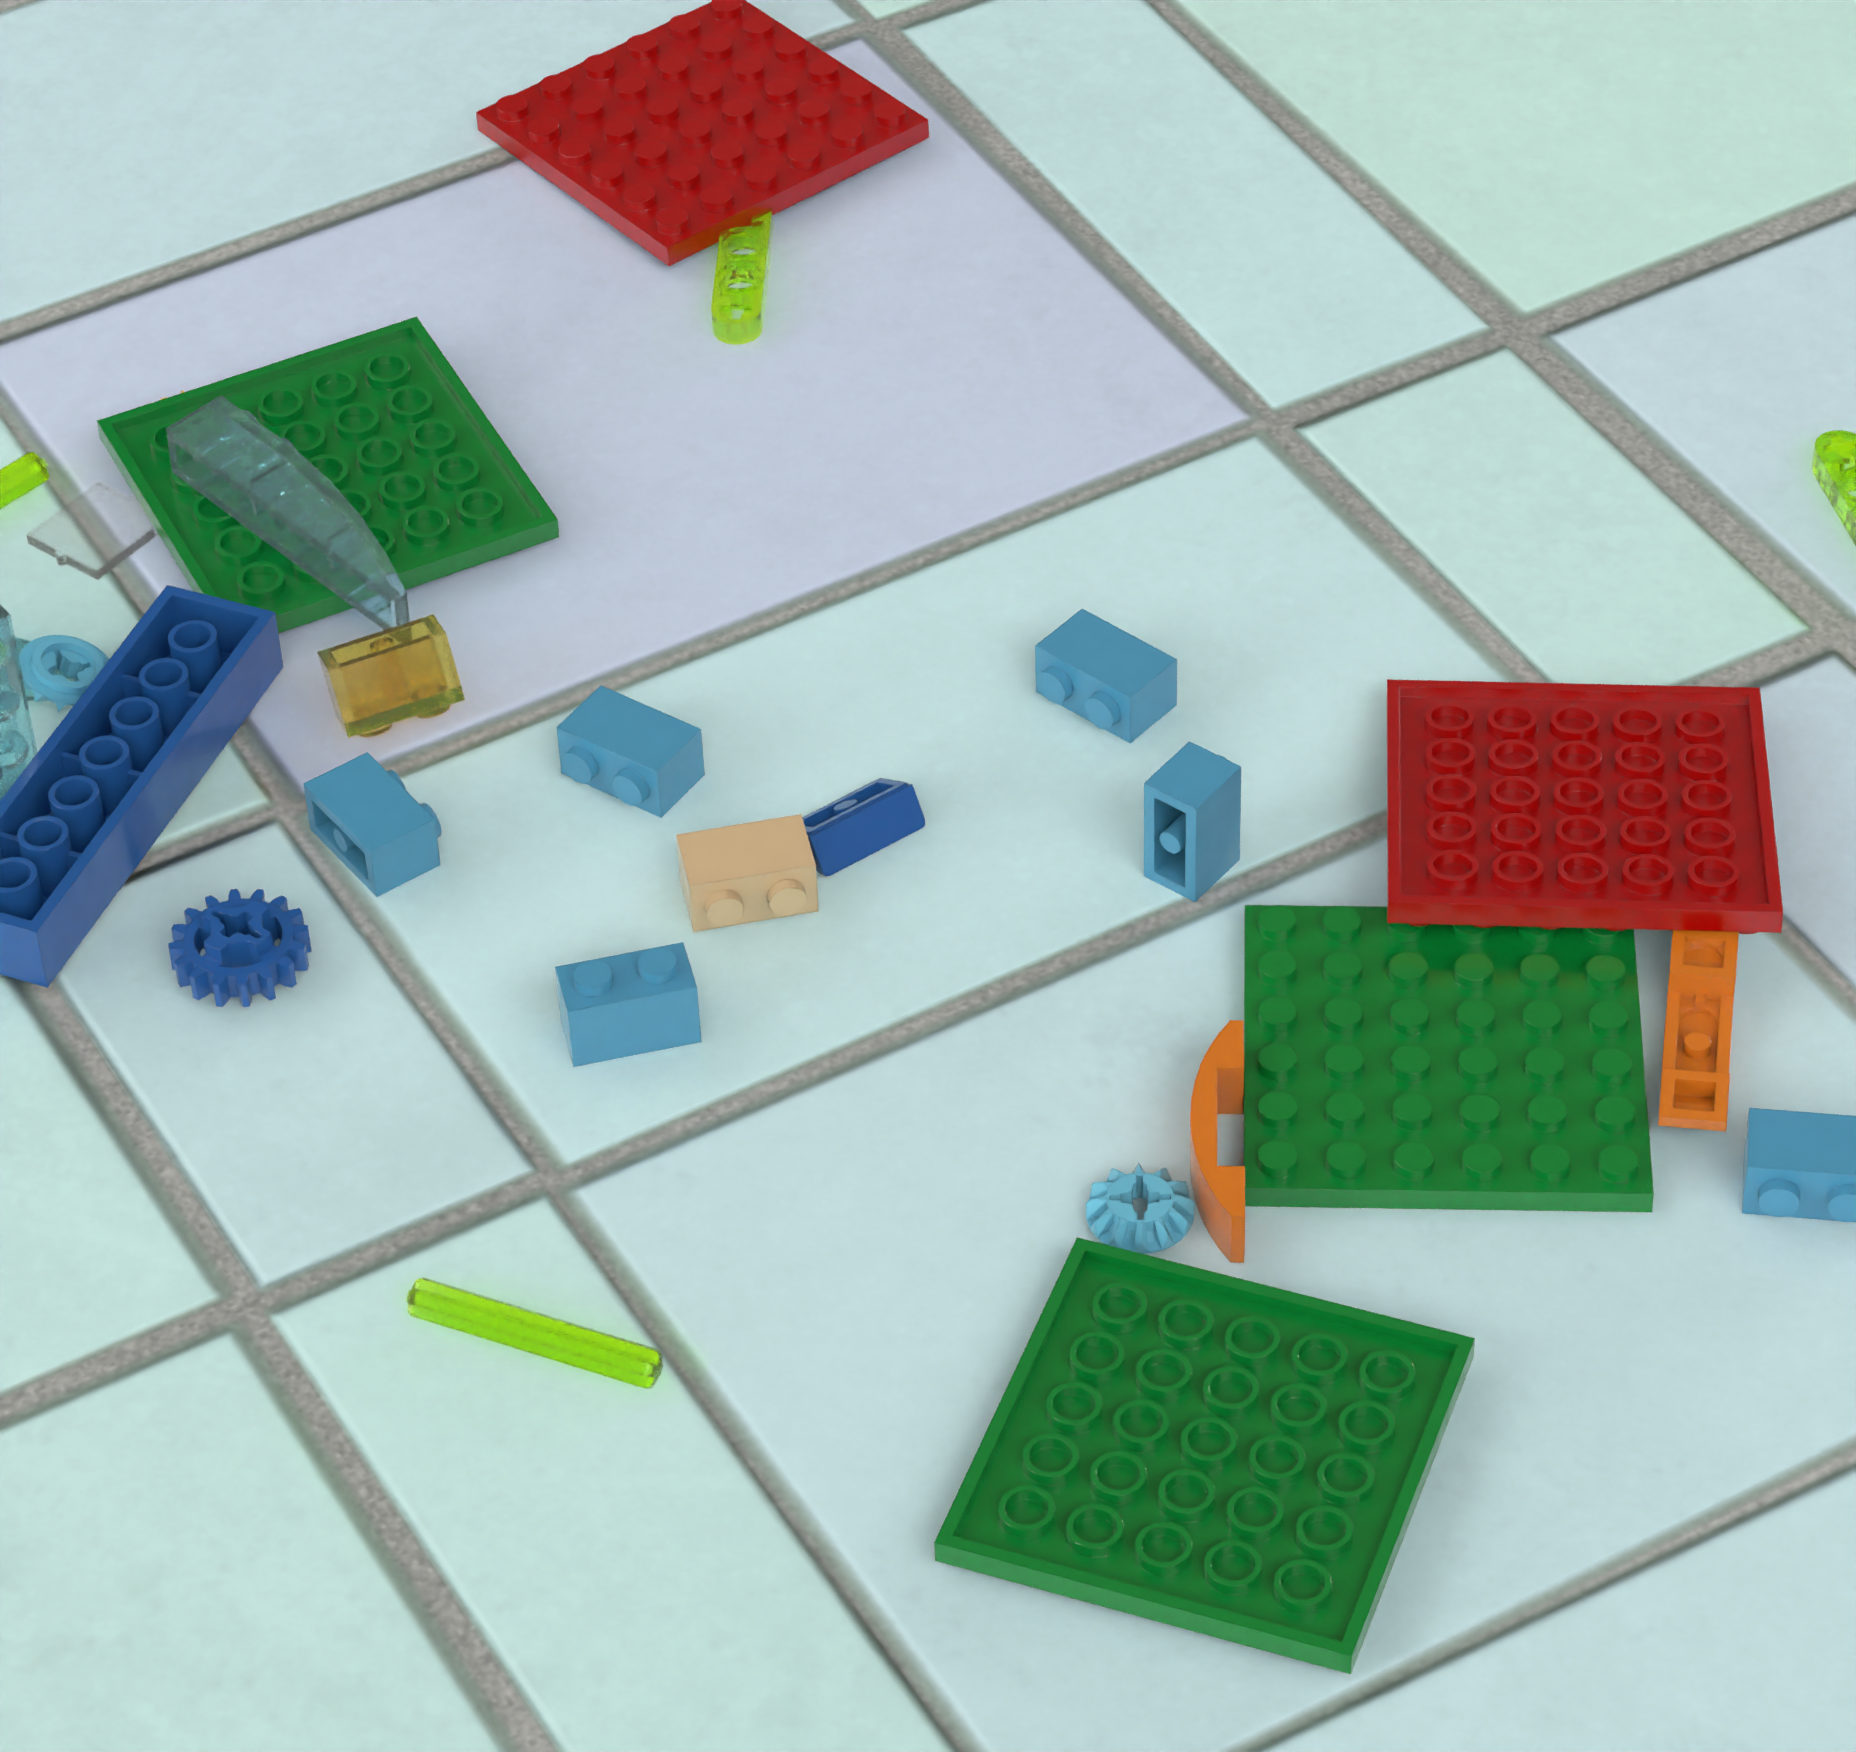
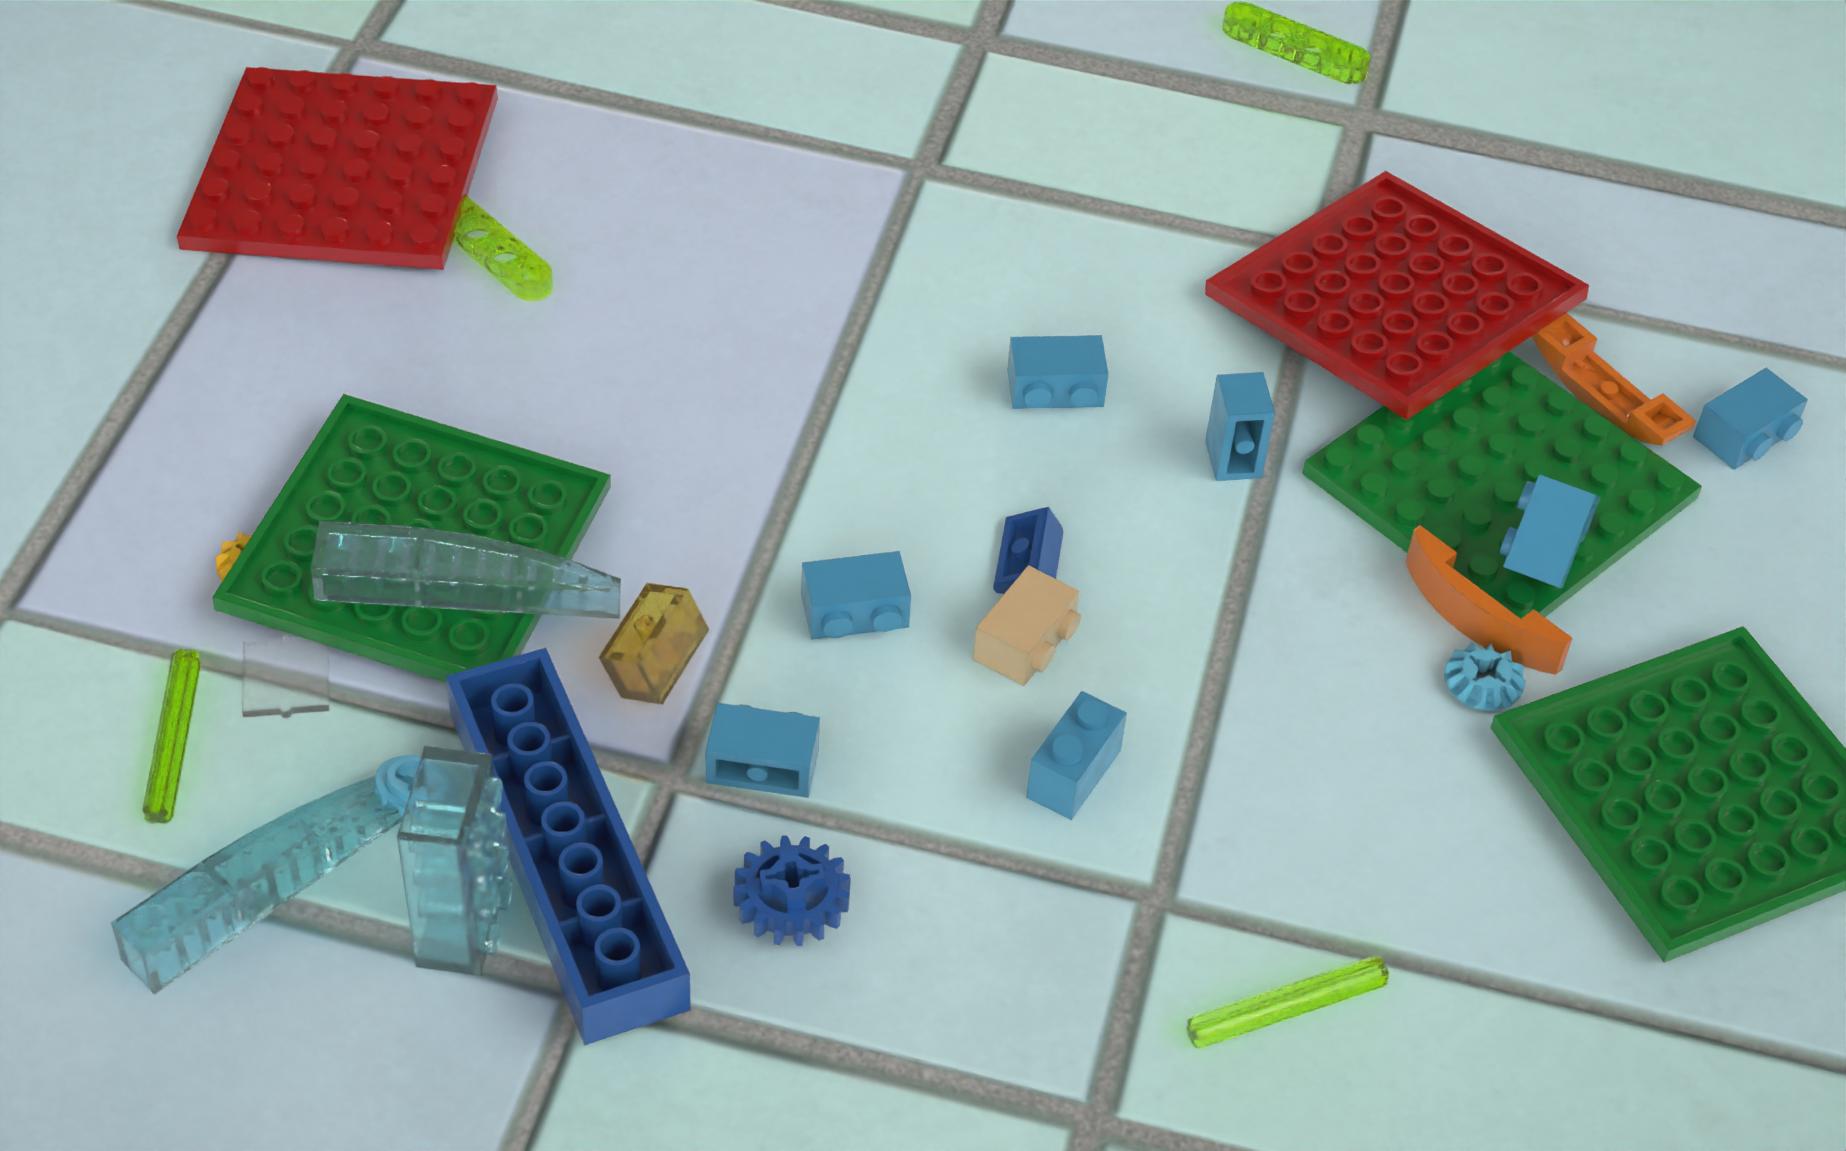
camera: 50 degrees left, 5 degrees up
(1355, 1086) = (1549, 531): none -> dark azure brick

